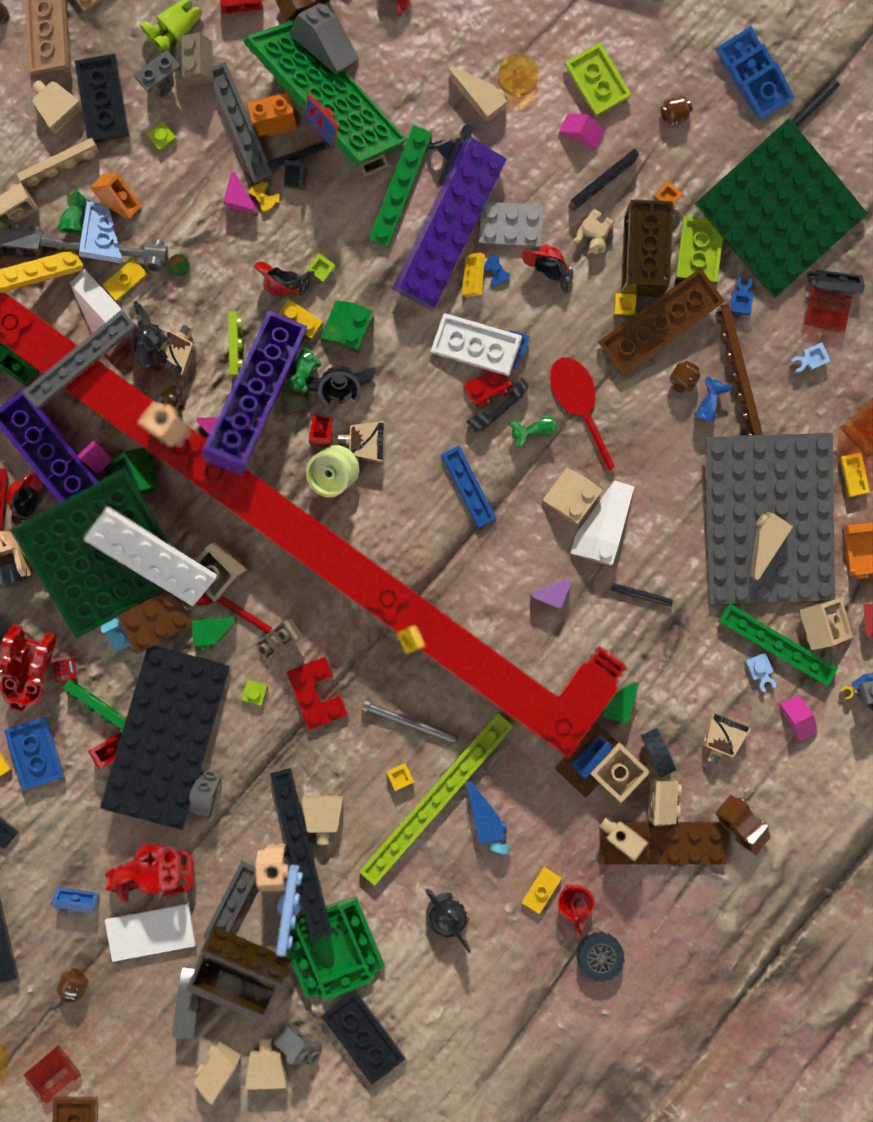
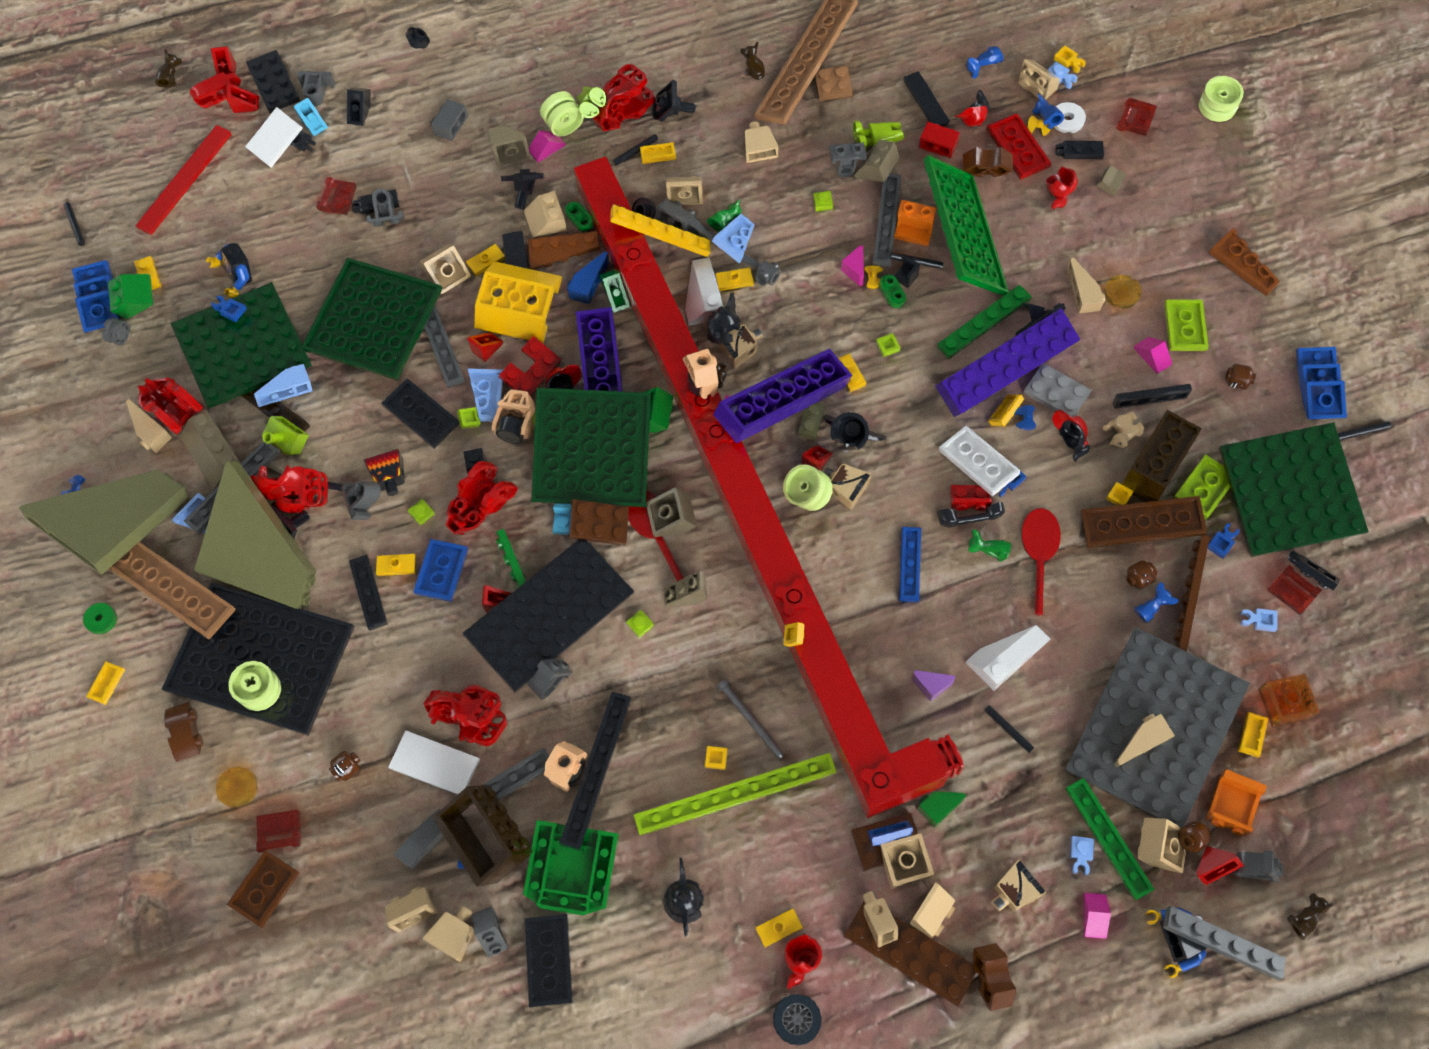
camera: 40 degrees right, 20 degrees down
(58, 162) = (737, 179): tan plate -> none
(64, 670) = (505, 521): red tile -> none
(75, 900) = (392, 700): blue plate -> none
(80, 359) = (667, 301): dark grey plate -> none
(95, 456) = (632, 379): dark pink slope -> none
(102, 98) = (795, 156): black plate -> none
(116, 194) = (765, 219): orange slope -> none
(150, 556) = (627, 469): white plate -> none
(179, 265) = (780, 289): dark green tile -> none
(210, 631) = (637, 556): green slope -> none
(235, 344) = (793, 351): lime plate -> none
(283, 282) = (851, 339): hair -> none
(289, 908) = (558, 805): light blue plate -> none
(291, 203) = (891, 289): none -> green plate
(302, 682) = (678, 662): red plate -> none
(303, 367) = (832, 404): green animal -> none
(321, 120) = (951, 232): piece -> none
(322, 815) = (633, 751): tan torso -> none
(324, 38) = (986, 192): dark grey slope -> none
(348, 325) = (885, 395): green slope -> none
(376, 171) = (971, 296): dark tan piece -> none
(486, 819) = (767, 837): blue slope -> none
(500, 847) = (764, 866): medium azure tile -> none
(572, 495) = (994, 617): tan slope -> none
(658, 752) = (951, 864): black wheel -> none
(668, 192) = (1204, 435): orange tile -> none
(849, 602) = (1194, 836): none -> reddish brown head

